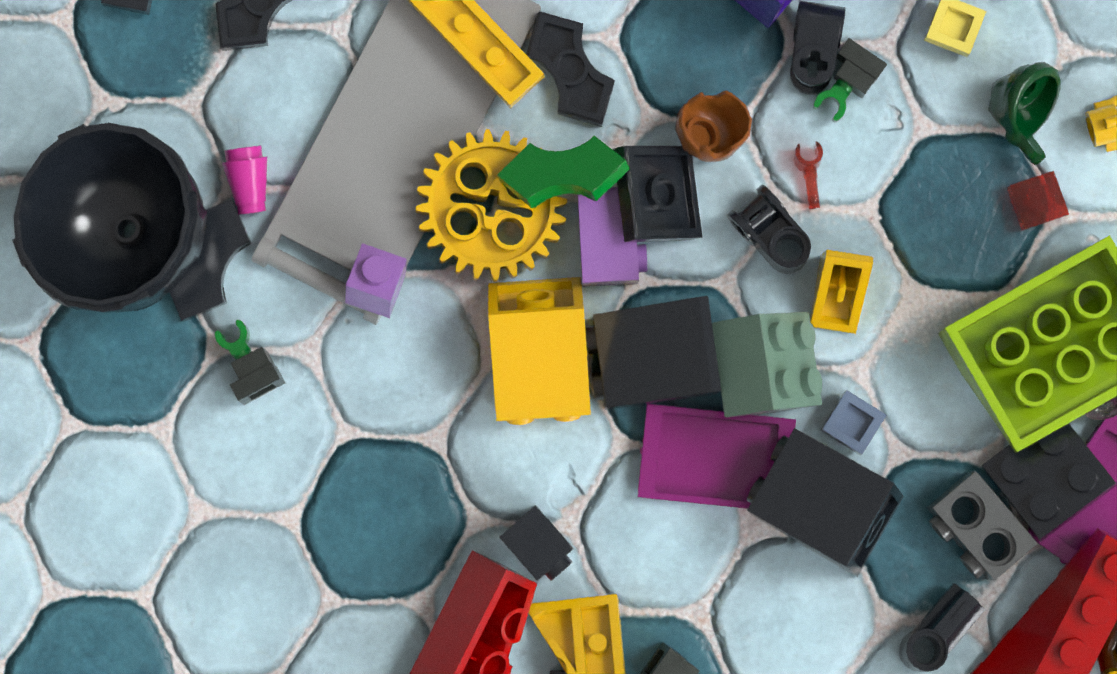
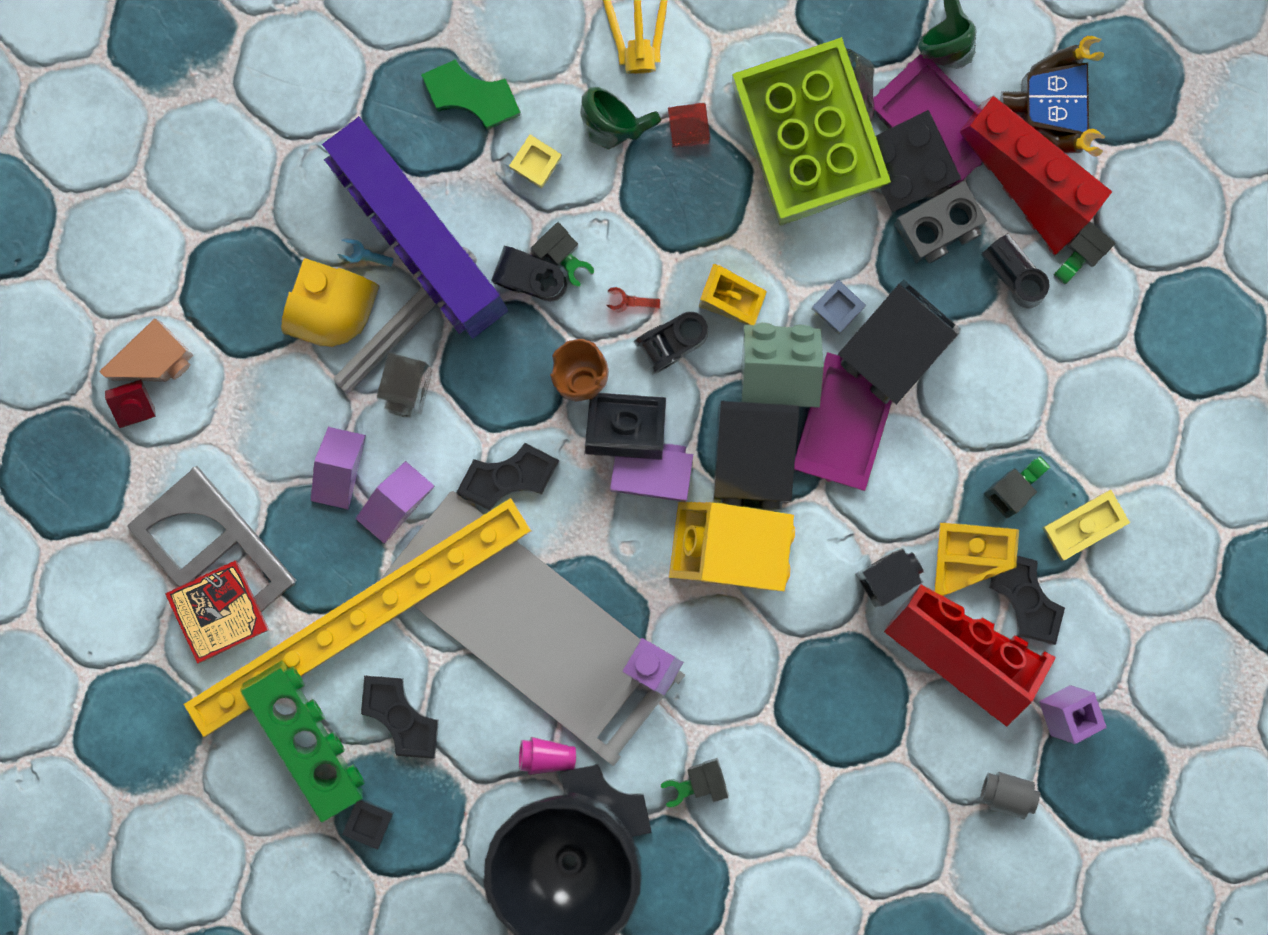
camera: 80 degrees left, 0 degrees up
(482, 247) = (575, 549): yellow gear -> none
(545, 174) = (594, 514): green tile -> none

